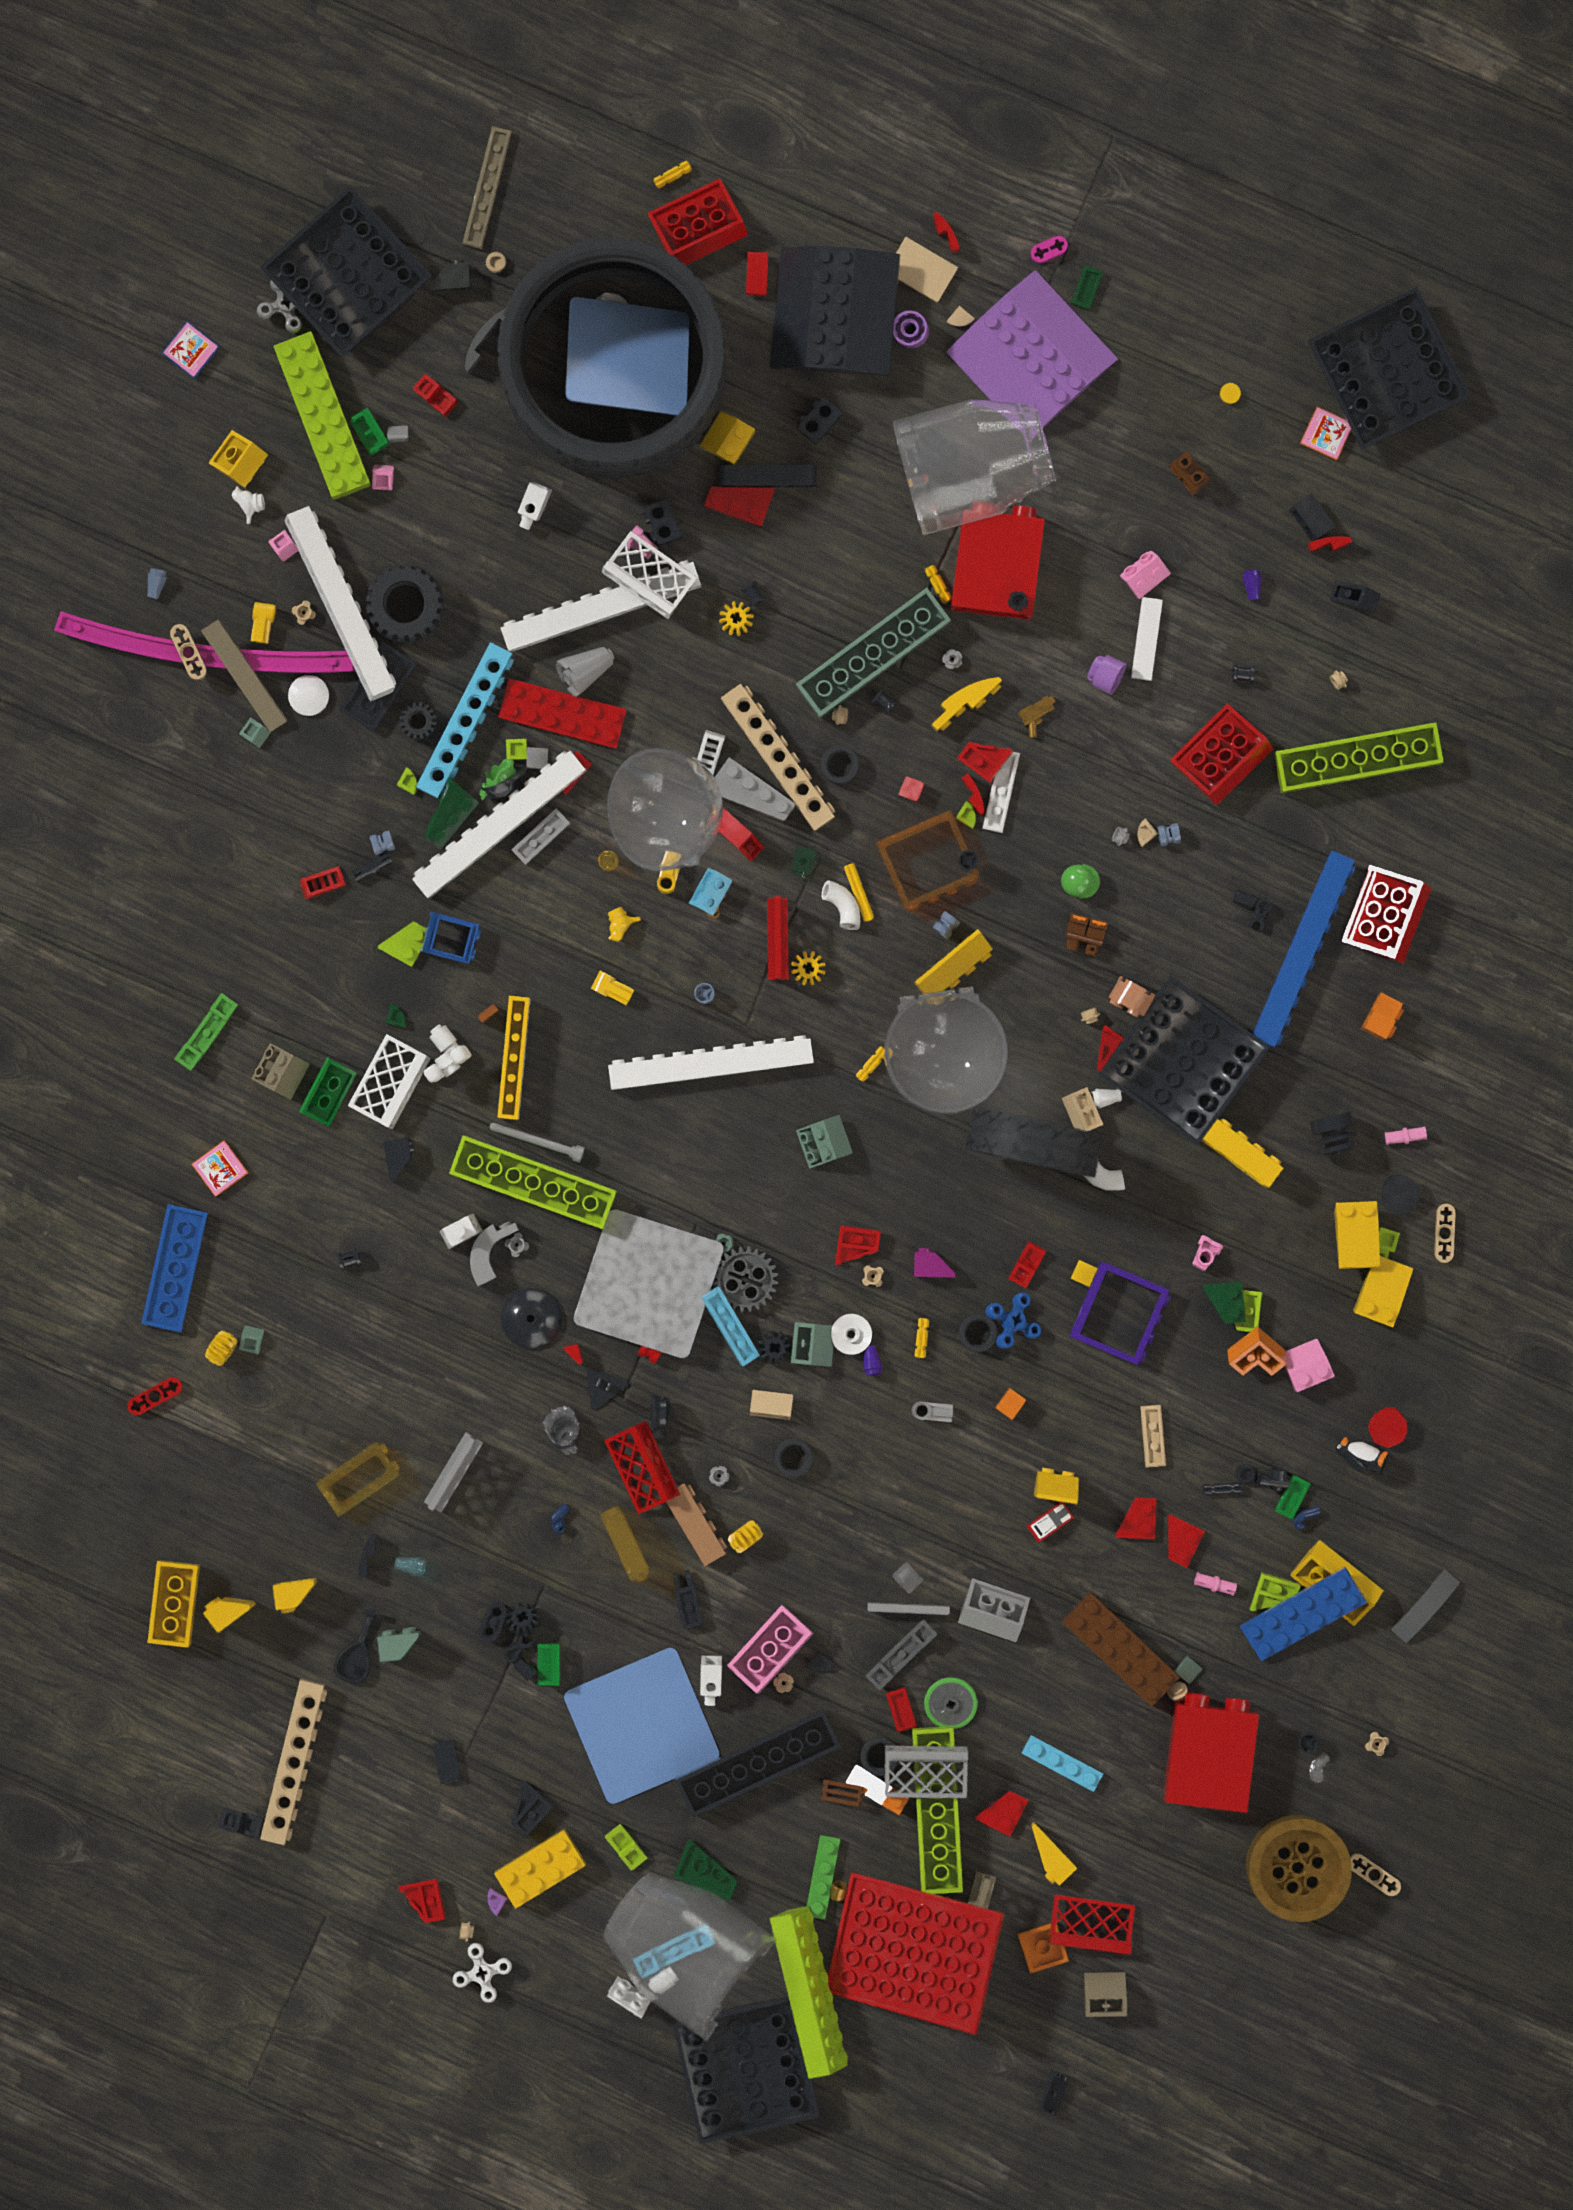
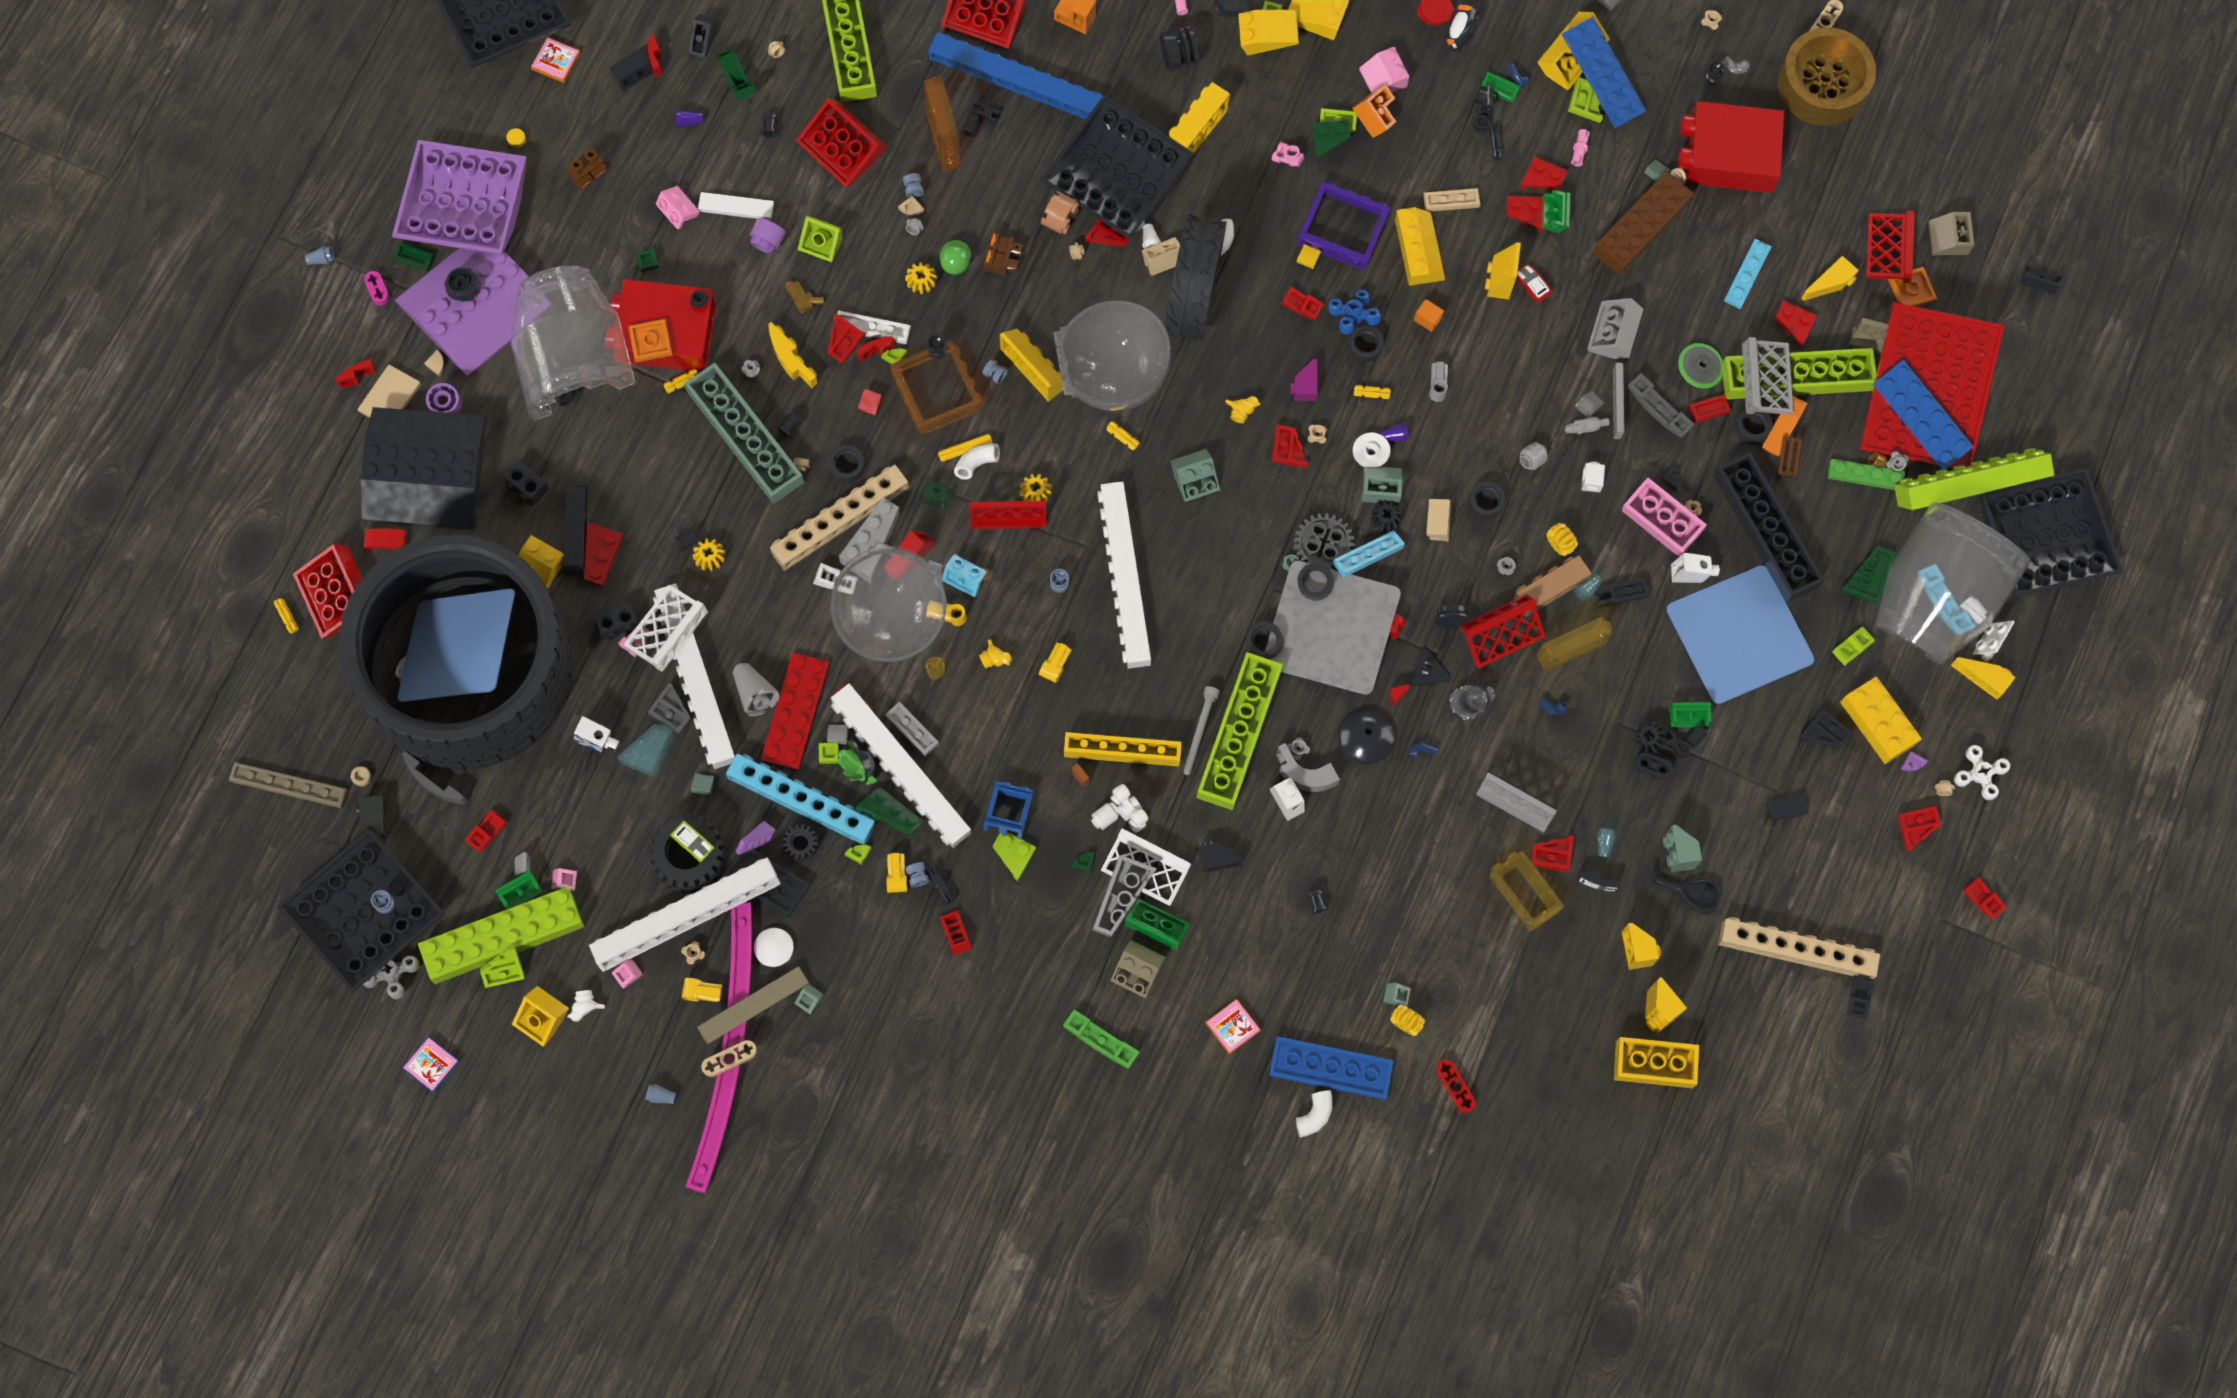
camera: 90 degrees left, 15 degrees down
(125, 1253) = (1317, 1116): none -> white cylinder
(286, 418) = (502, 968): none -> lime wing
(346, 1963) = (1986, 901): none -> red slope
(347, 292) = (379, 898): none -> sand blue wheel
(364, 1058) = (1123, 889): none -> light grey wedge
(377, 821) = (896, 873): none -> yellow piece
(398, 1510) = (1553, 854): none -> red wing
(410, 608) = (692, 841): none -> slope
(423, 677) = (758, 836): none -> medium lavender slope
(483, 618) = (702, 784): none -> sand green slope
(514, 1368) = (1415, 749): none -> dark blue arm
(518, 561) = (648, 750): none -> clear light blue slope
(563, 582) = (670, 710): none -> dark grey wing
(586, 1993) = (1987, 676): none -> yellow slope
(634, 1196) = (1255, 629): none -> black tyre
(693, 1563) = (1587, 588): none -> clear light blue cone
(694, 1252) = (1315, 595): none -> black tyre
(819, 1575) = (1593, 477): none -> white brick
(834, 1911) = (1897, 466): none -> light grey plate
(843, 1511) = (1533, 456): none -> light grey head
(881, 1572) = (1586, 425): none -> light grey piece
(882, 1940) = (1922, 415): none -> blue plate
(901, 1195) = (1242, 408): none -> yellow animal
(970, 549) = (650, 340): none -> orange tile
(1041, 343) = (462, 284): none -> black hat
(1060, 850) = (919, 272): none -> yellow gear
(1080, 543) = (647, 260): none -> dark green plate
(1086, 187) = (320, 256): none -> sand blue cone
(1094, 1397) = (1419, 246): none -> yellow slope
(1102, 732) = (820, 239): none -> lime slope
(1135, 1551) = (1556, 211): none -> green hinge
(1148, 336) = (461, 197): none -> medium lavender slope
(1232, 865) = (942, 123): none -> clear orange window
(1301, 635) = (734, 75): none -> dark green arch

